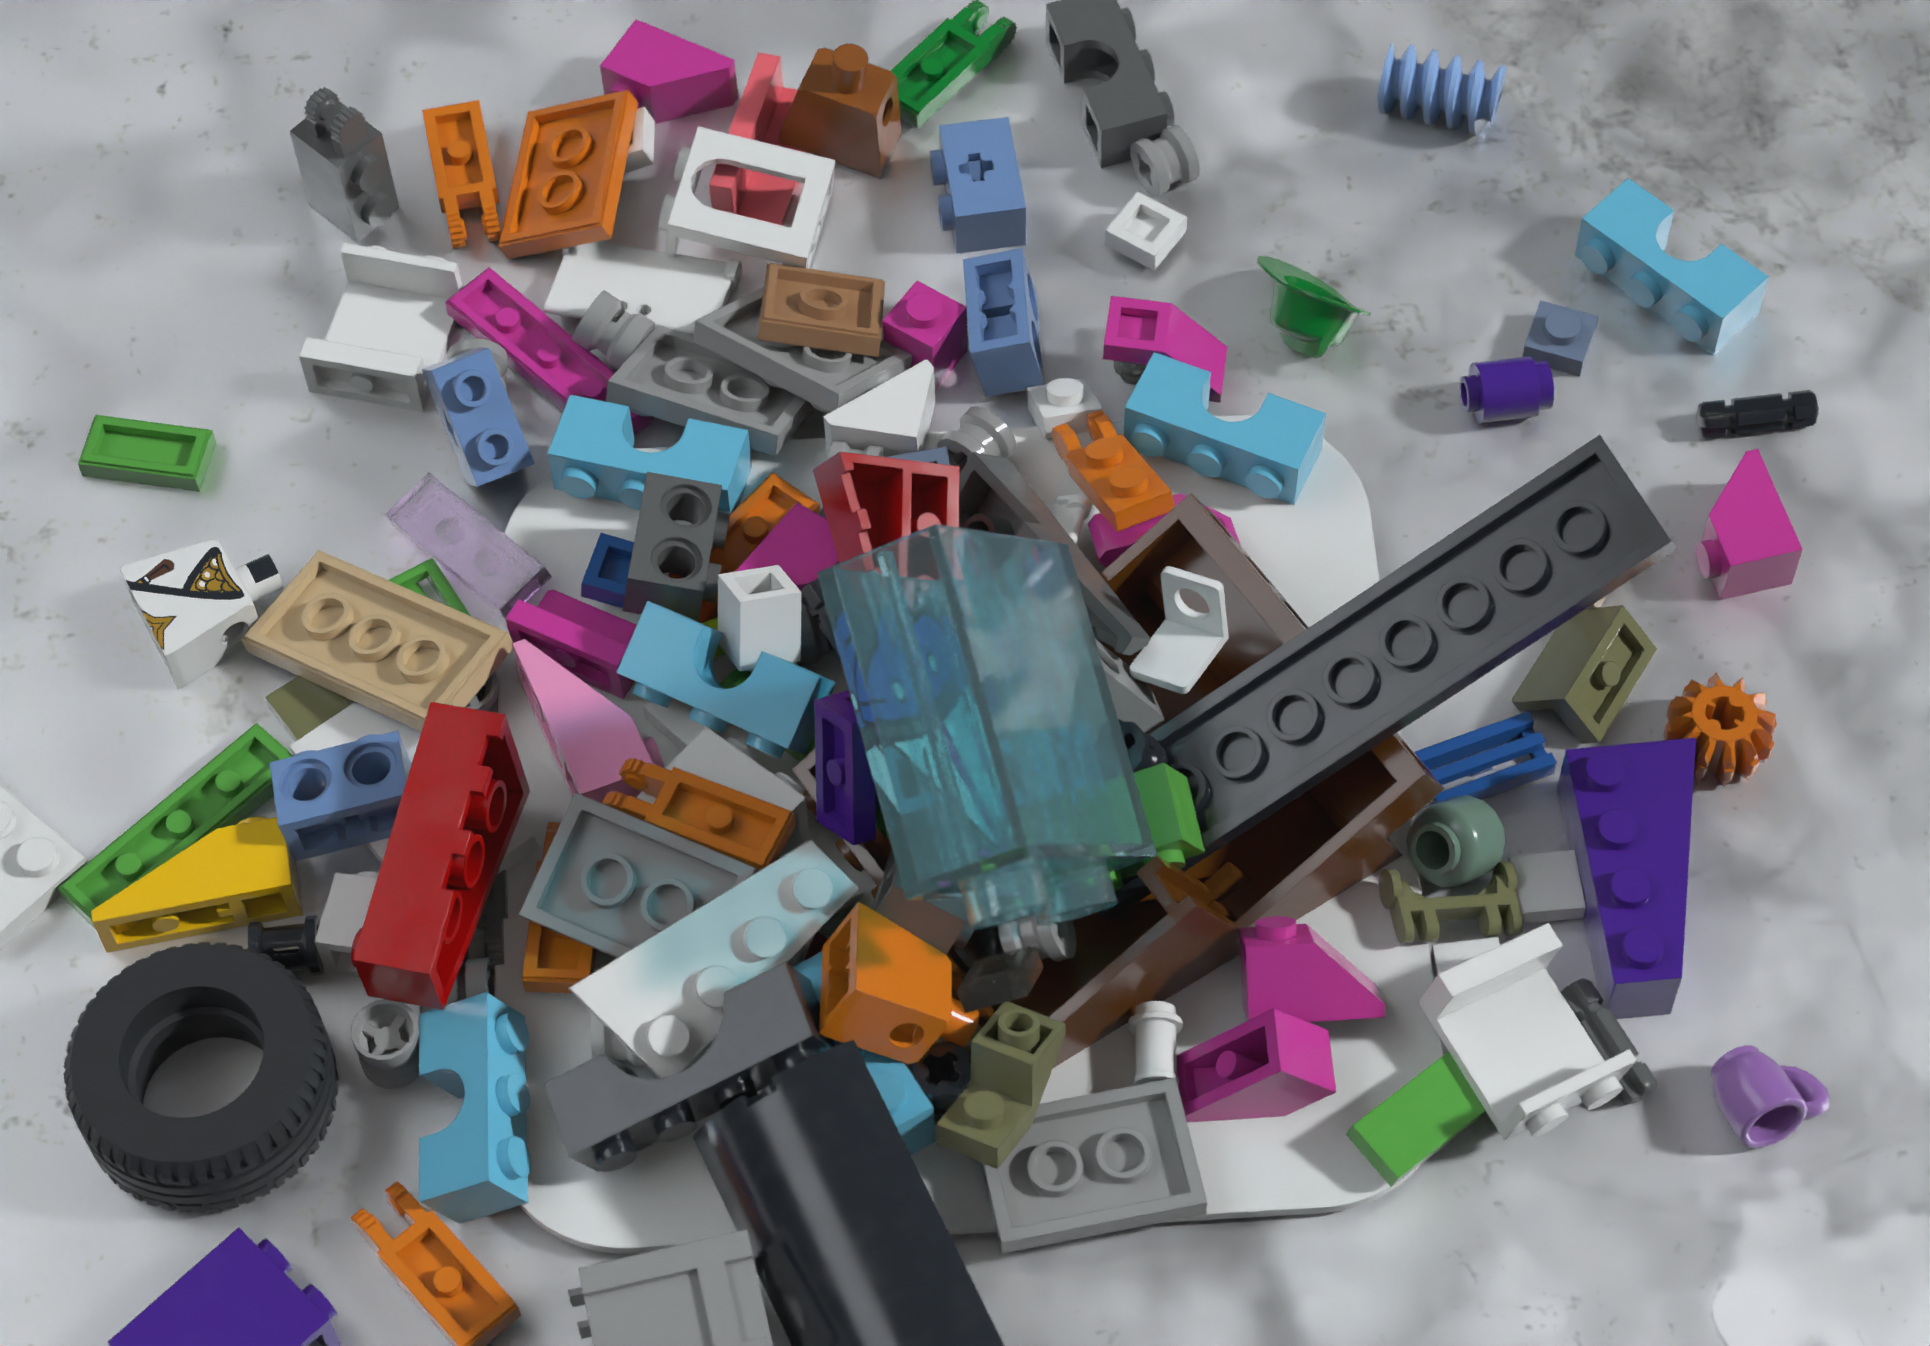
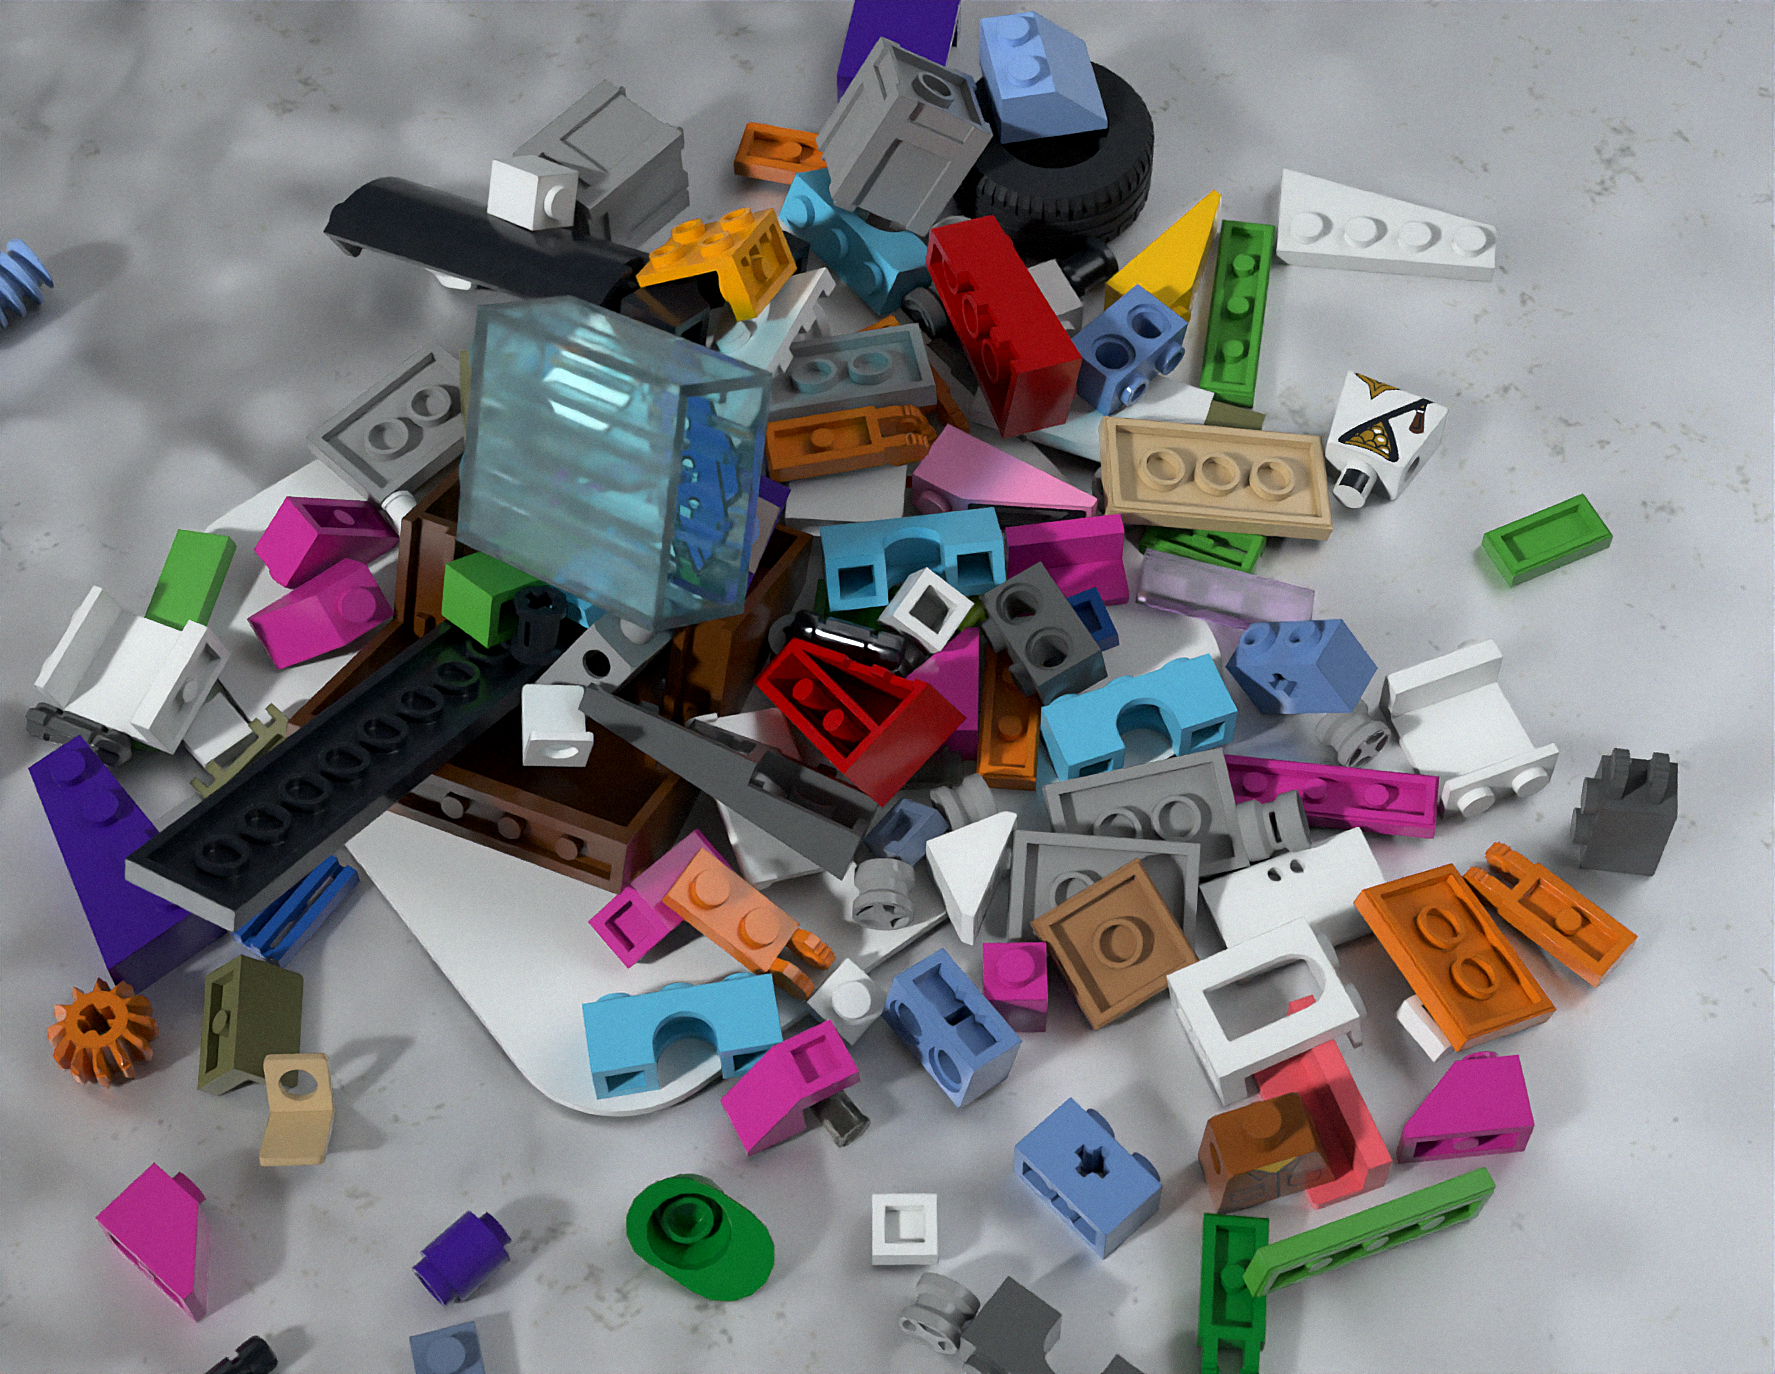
camera: 145 degrees right, 0 degrees up
(171, 1081) = (1038, 78): none -> light blue slope
(359, 1109) = (902, 138): none -> light grey container
(679, 1049) = (741, 247): none -> light orange bracket
(793, 1278) = (532, 192): none -> white brick
(806, 26) = (1368, 1232): none -> bright green tile

